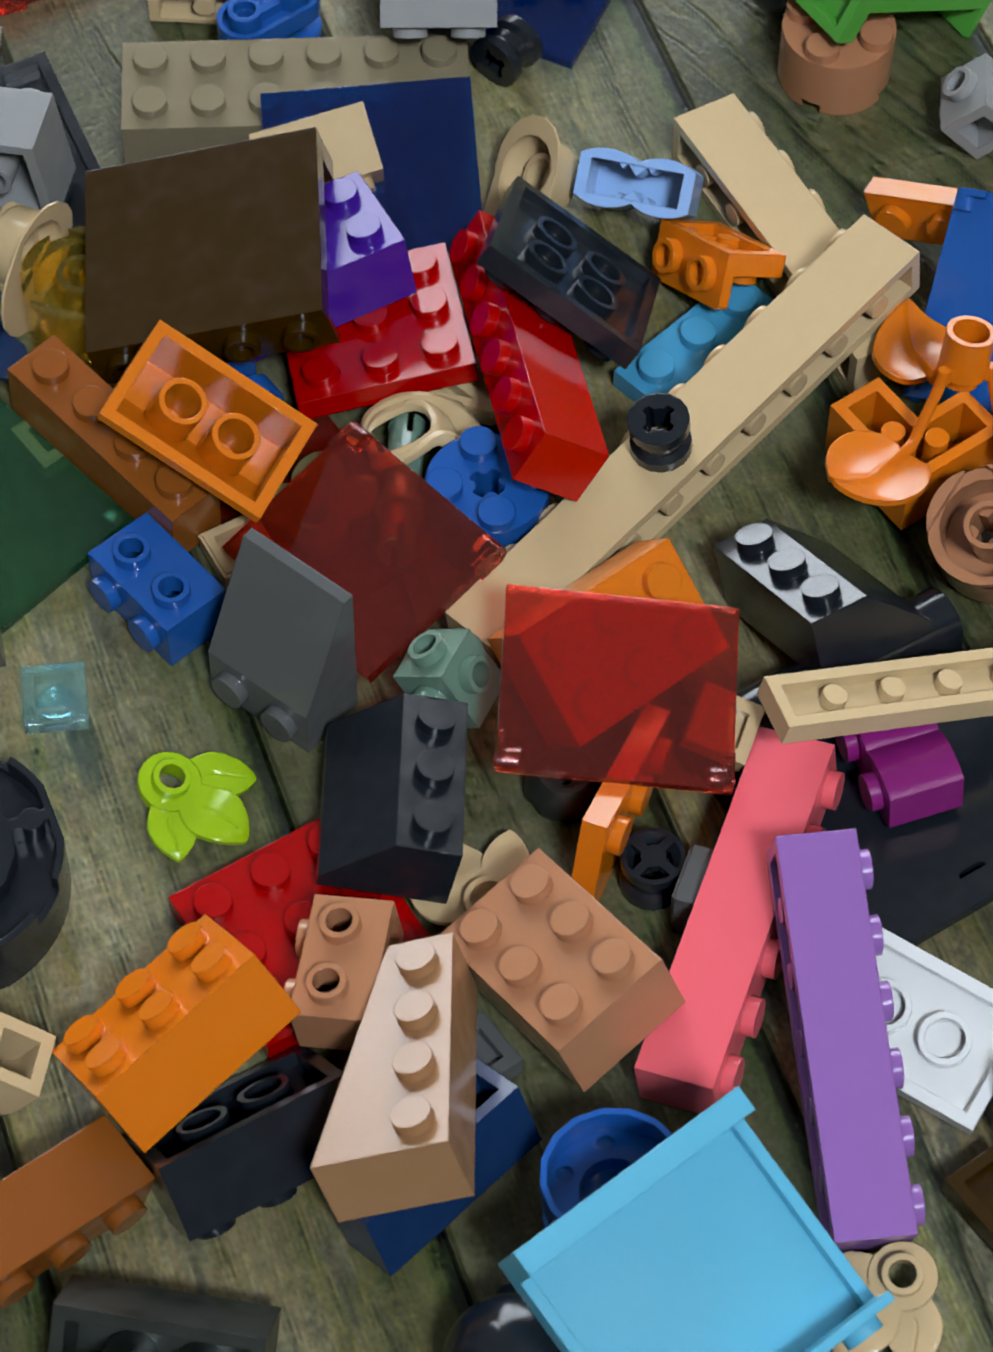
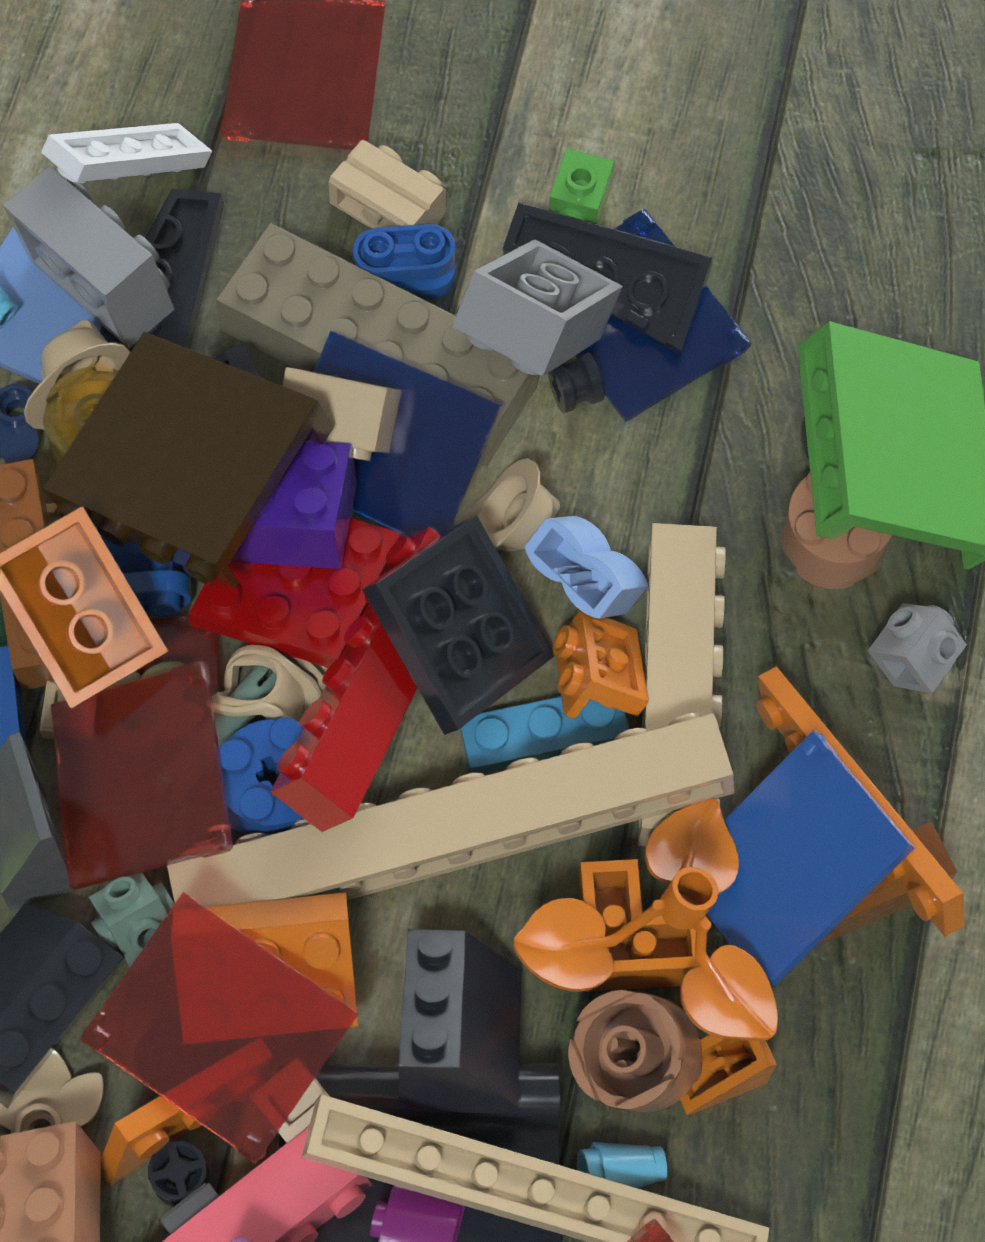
camera: 30 degrees right, 10 degrees up
(657, 448) = (420, 827): black wheel -> none

